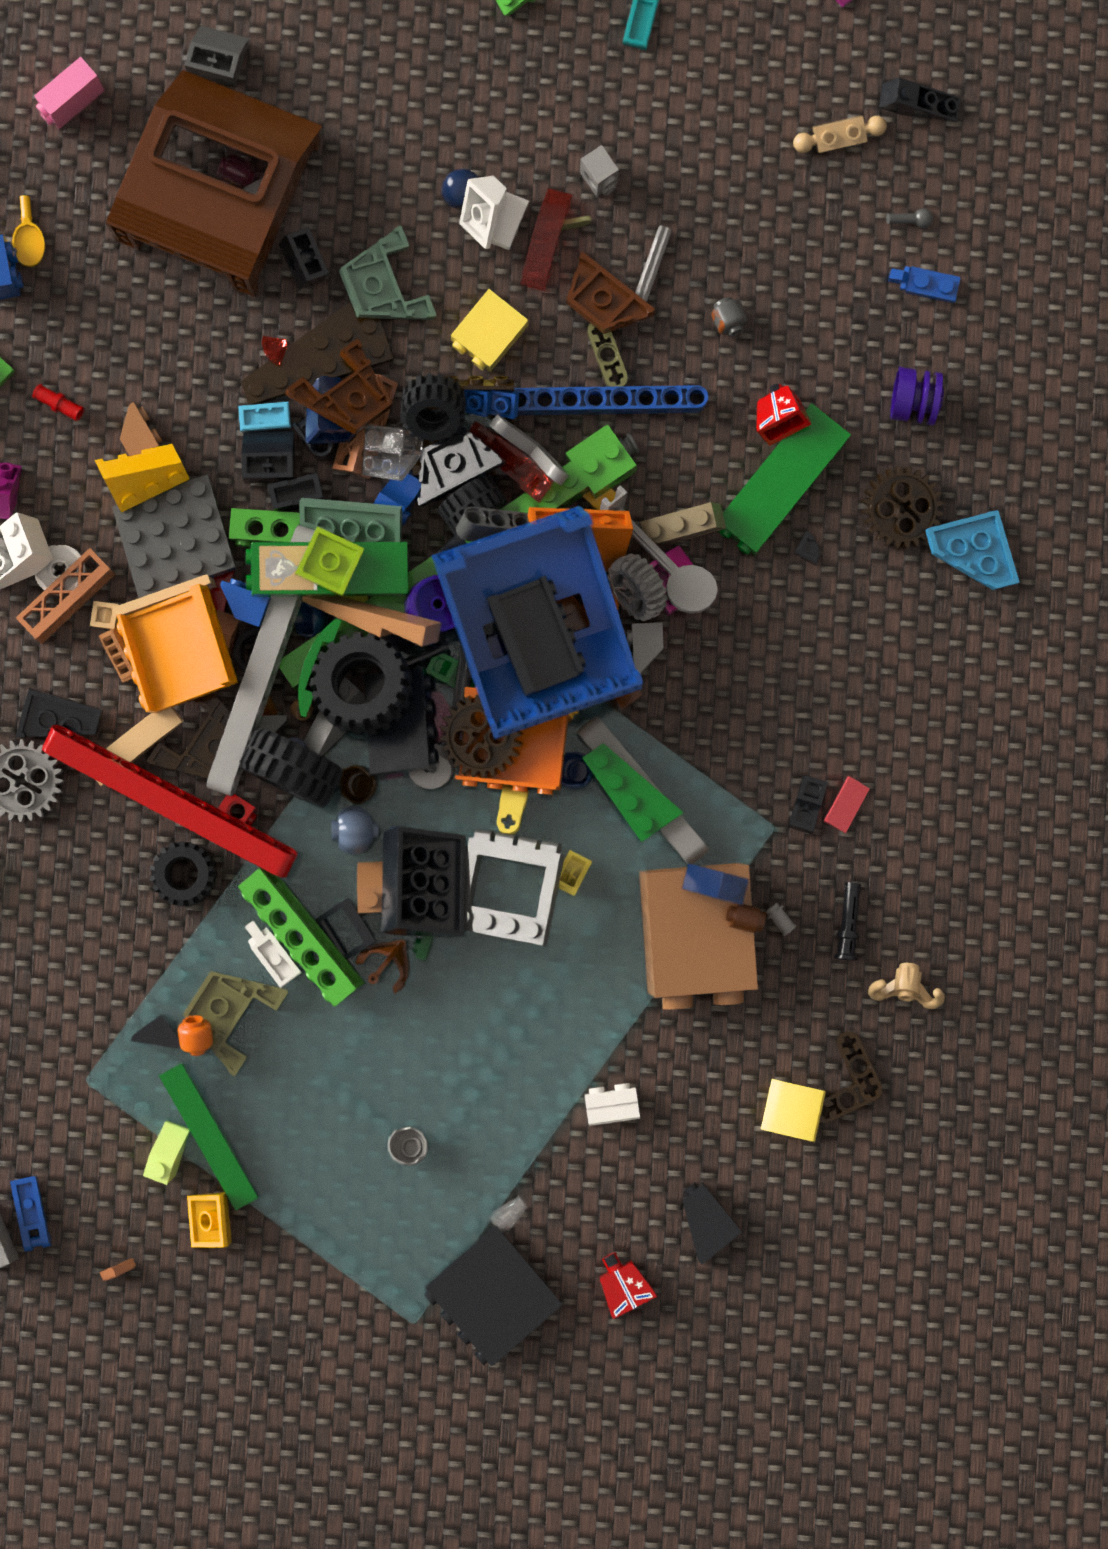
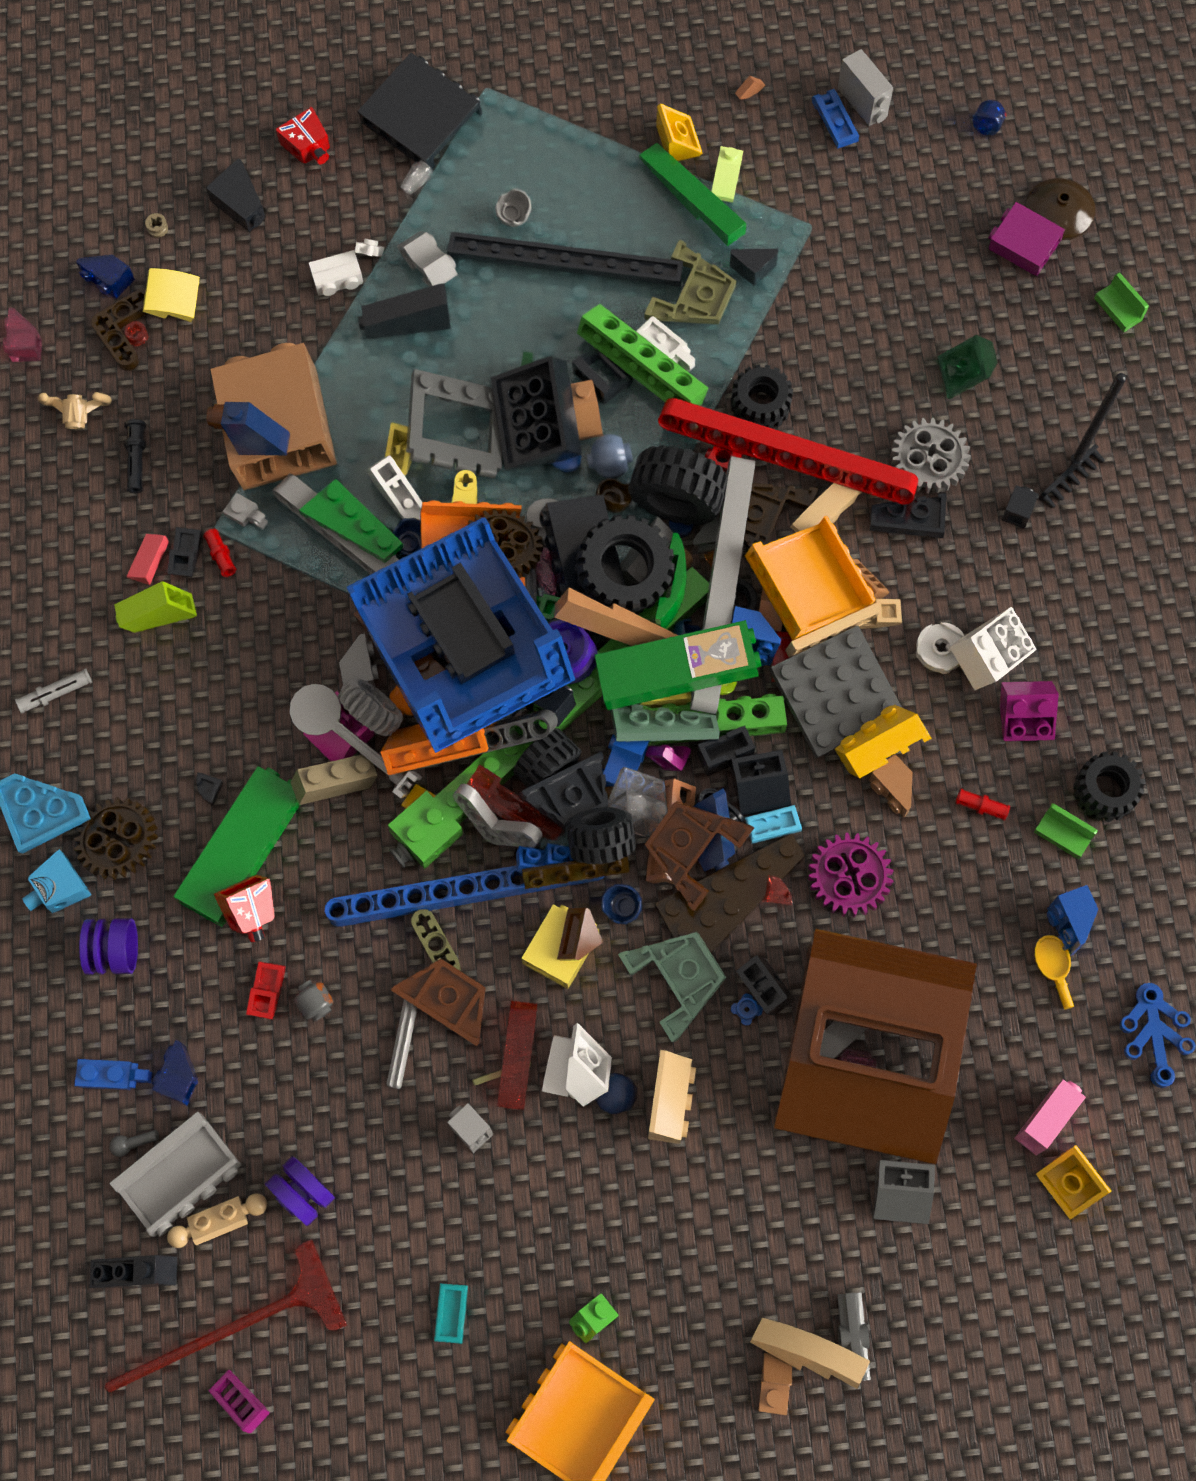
camera: 175 degrees right, 15 degrees down
(62, 38) = (1073, 1182): none -> yellow slope
(72, 603) = (920, 620): nougat fence -> none
(195, 1035) = (720, 259): orange head -> none
(223, 350) = (873, 868): none -> magenta gear
(327, 237) = (754, 1009): none -> blue plate
(329, 561) = (675, 661): lime plate -> none
(351, 494) = (668, 757): none -> magenta bracket
(361, 1076) = (565, 258): none -> black plate
(395, 951) = (546, 350): reddish brown helmet -> none
(411, 170) = (671, 1098): none -> tan slope
(424, 359) = (621, 903): none -> dark blue hair
(471, 328) = (579, 935): none -> reddish brown slope
(511, 1098) = (422, 253): none -> light grey brick
(544, 1032) = (407, 313): none -> black slope
(573, 1127) = (369, 247): none -> white plate
(580, 827) = (395, 488): none -> white slope
(743, 836) = (243, 511): none -> light grey plate
(761, 140) = (297, 1193): none -> dark purple wheel
(762, 62) = (311, 1291): none -> clear red piece
(771, 796) = (219, 552): none -> red pin
(773, 338) = (266, 990): none -> red slope
(780, 918) = (204, 453): light grey pin -> none
(801, 1196) = (156, 219): none -> dark tan bush
(830, 1065) = (131, 329): none -> clear red bush
(843, 741) = (154, 608): none -> lime slope
(859, 1148) = (107, 273): none -> clear blue slope
(862, 268) = (177, 1077): none -> clear blue slope
(871, 180) = (176, 1175): none -> light grey panel
(946, 675) = (25, 703): none -> light grey pin
(957, 1082) = (22, 339): none -> clear pink slope
(963, 470) = (55, 884): none -> dark azure torso

